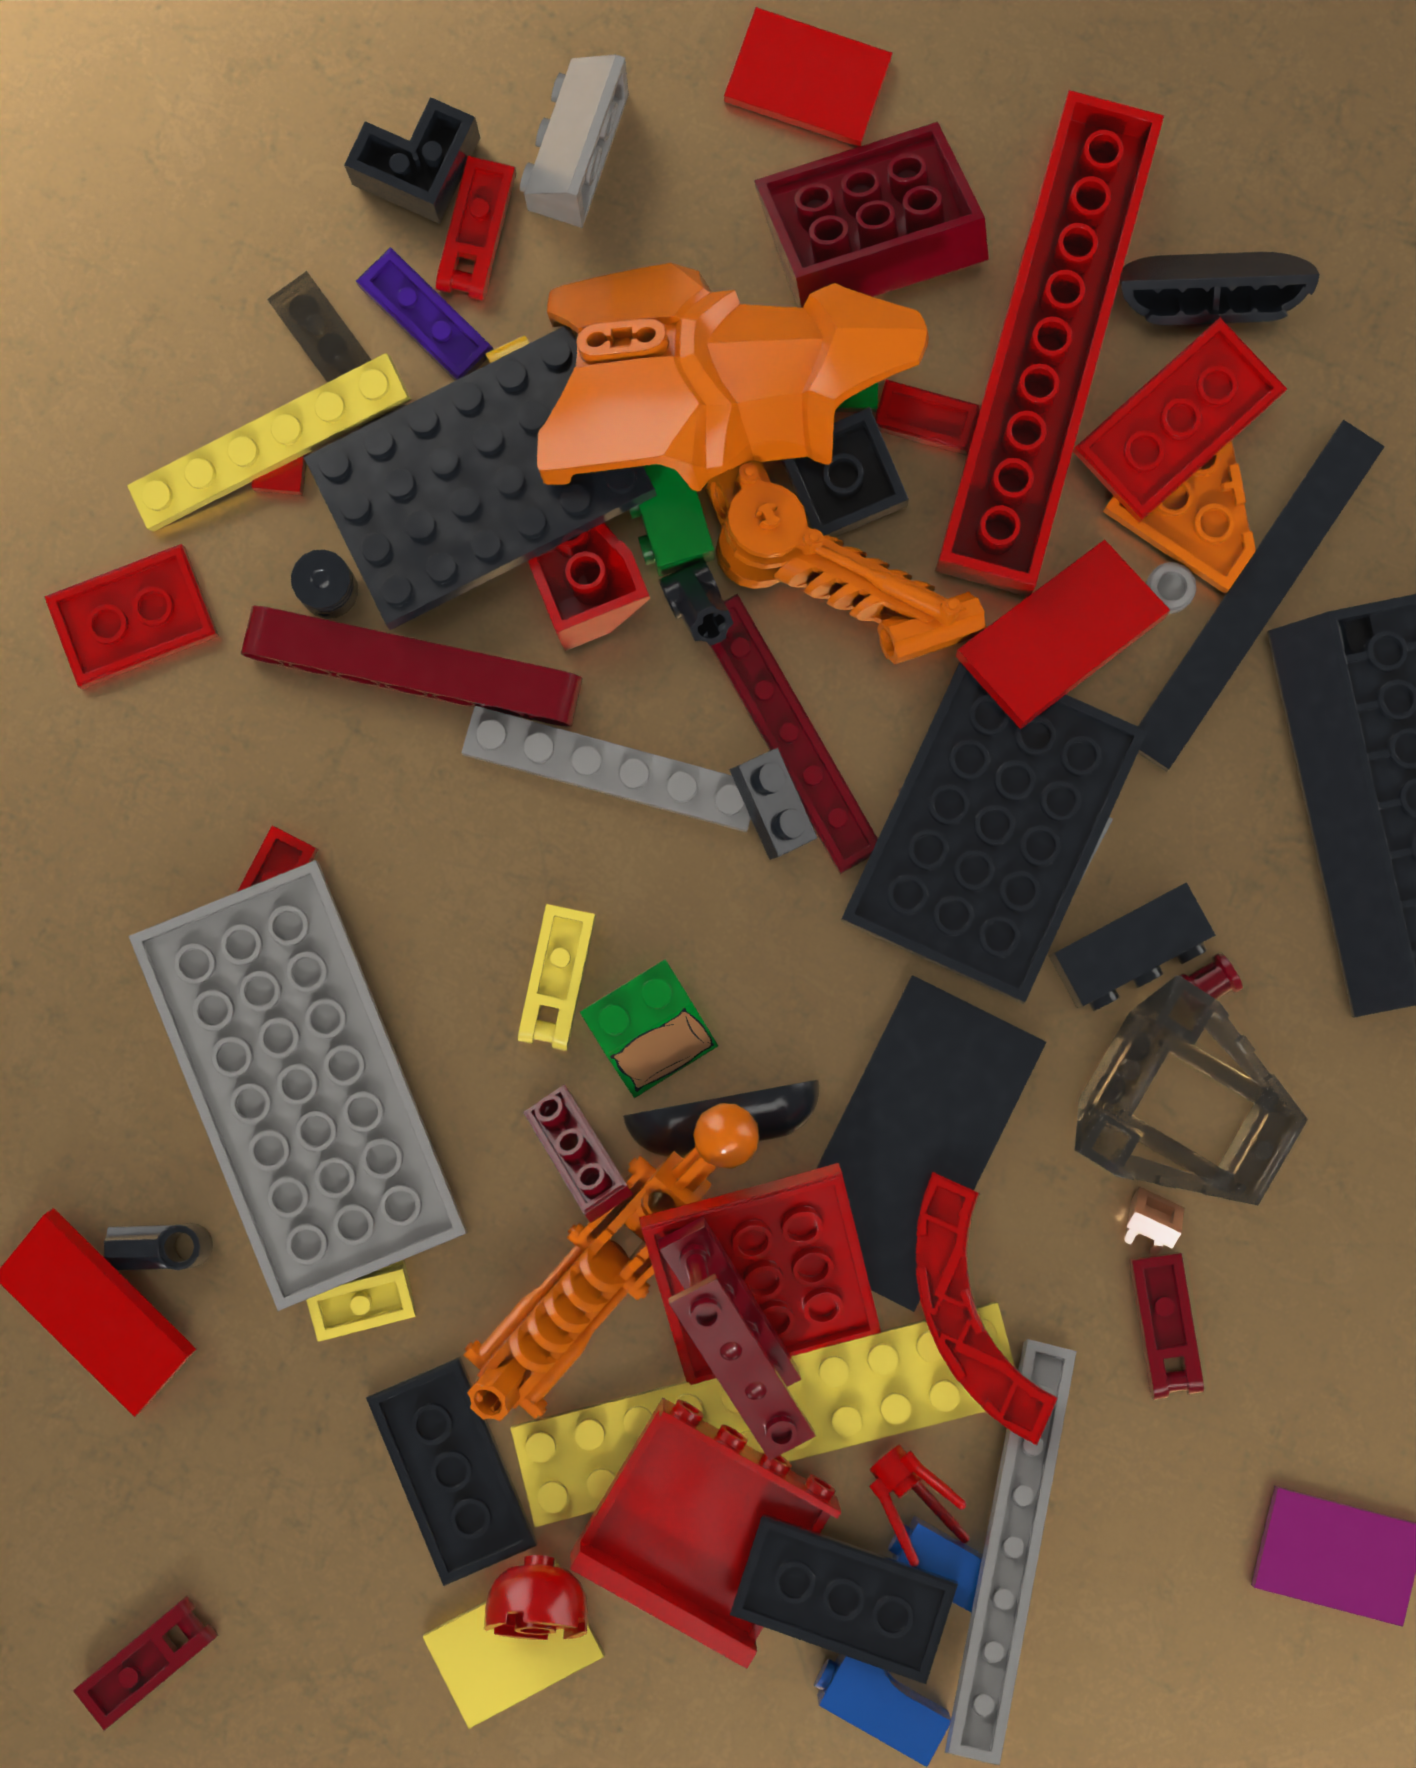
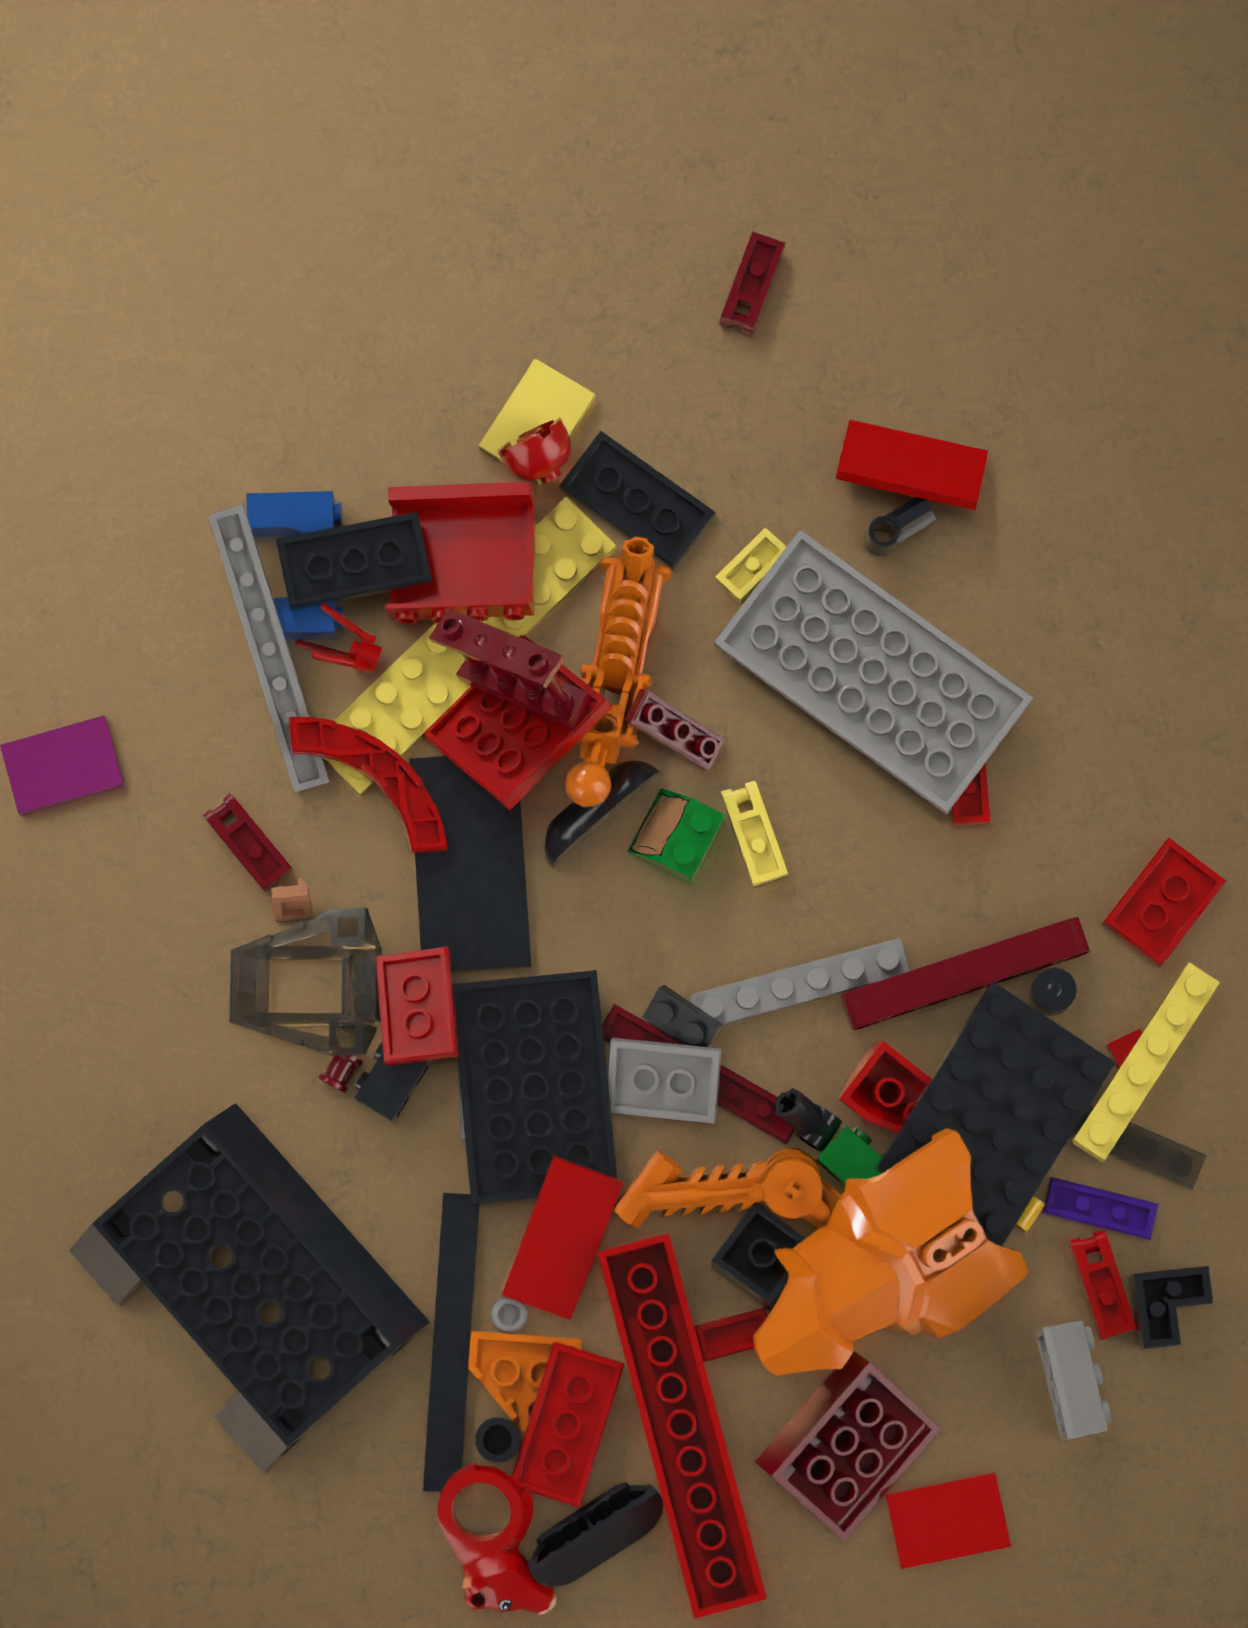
camera: 145 degrees right, 5 degrees down
(837, 745) = (664, 1080): none -> light grey plate
(1080, 998) = (417, 1006): none -> red tile
(1268, 449) = (497, 1439): none -> black piece
(1351, 317) = (492, 1565): none -> red animal

